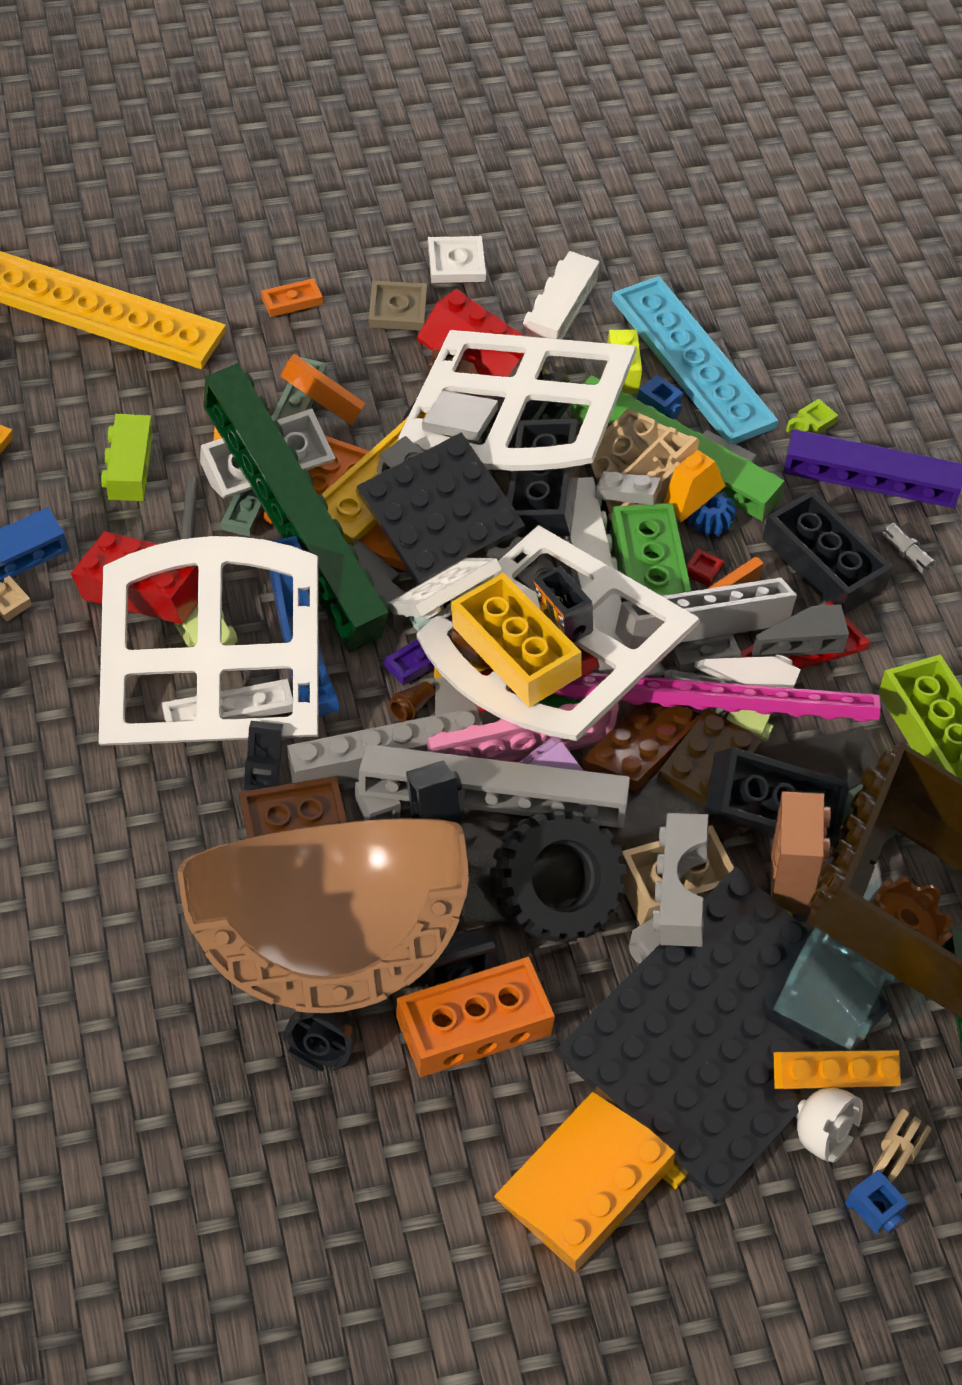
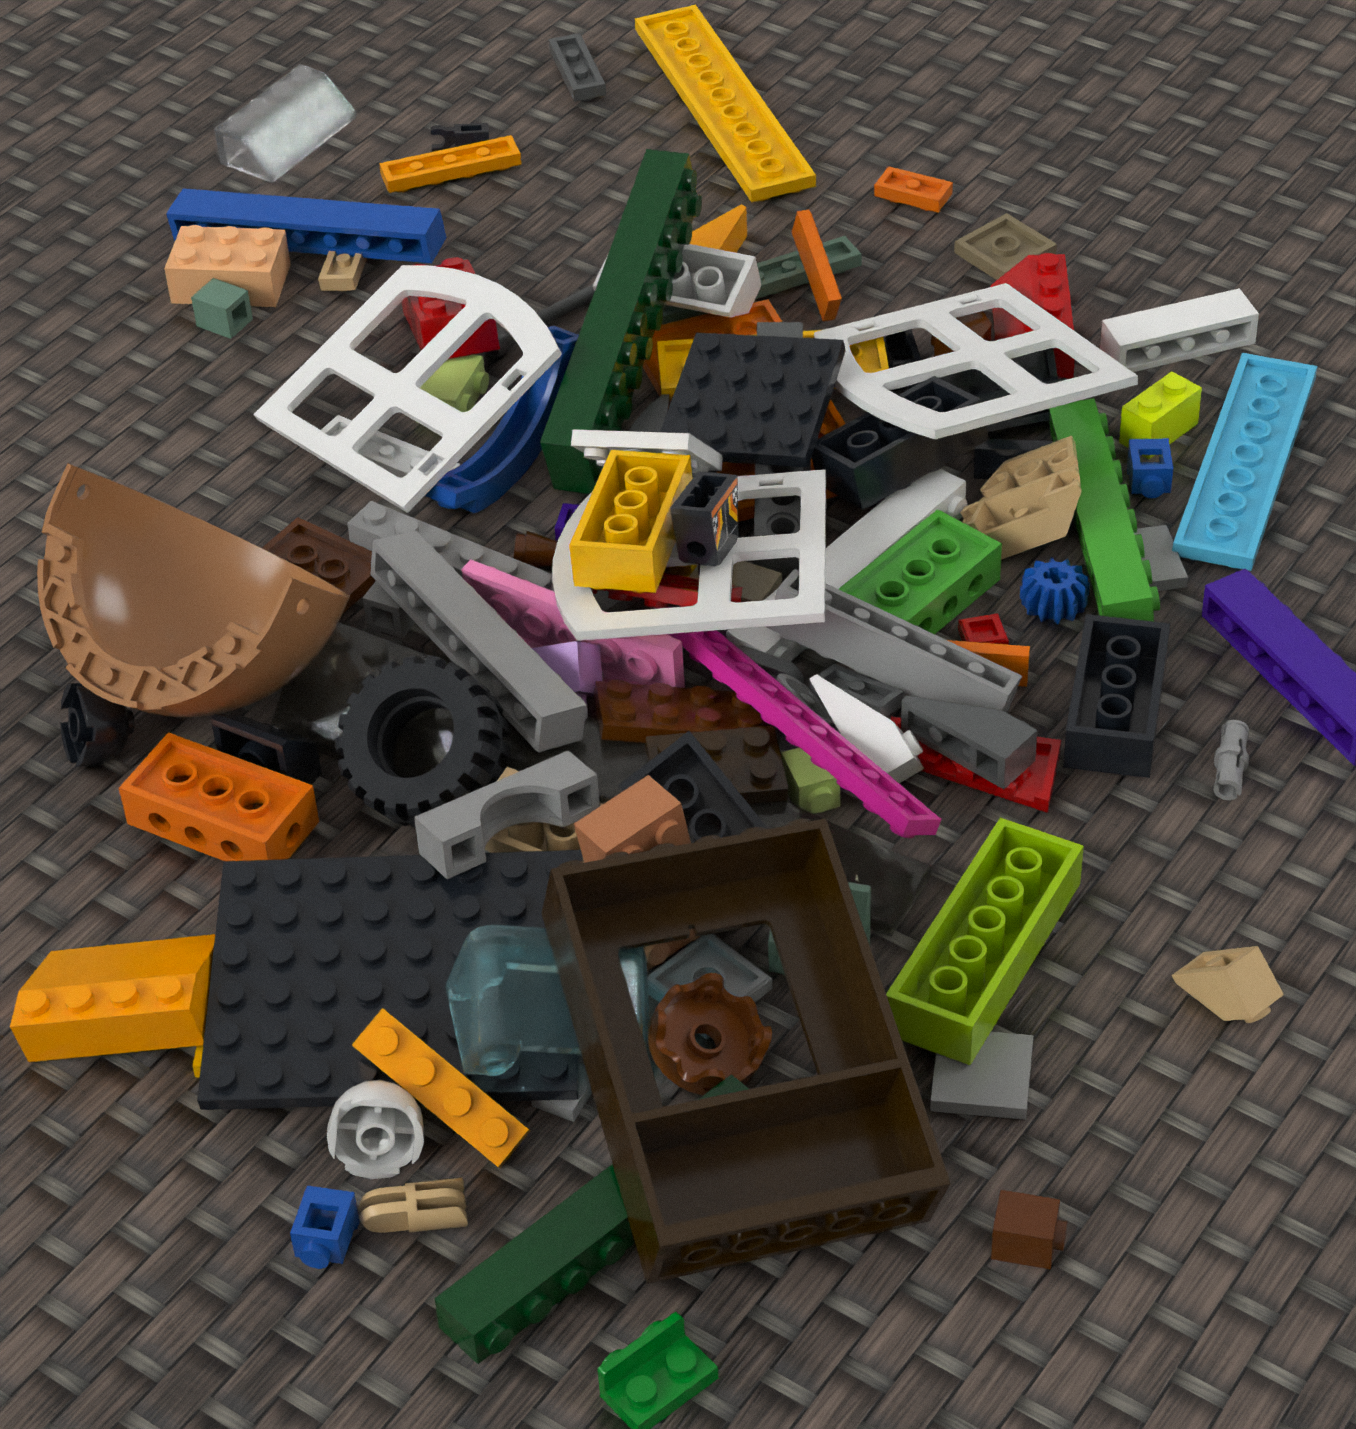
camera: 55 degrees right, 10 degrees down
(128, 457) = (578, 228): lime brick -> none
(263, 755) = (357, 490): black slope -> none
(435, 793) = (392, 602): black brick -> none
(456, 259) = (1123, 243): white plate -> none
(460, 413) = (887, 342): tile -> none
(628, 488) = (977, 504): light grey plate -> none
(693, 484) = (1047, 539): light orange slope -> none
(814, 418) = (1301, 584): lime plate -> none

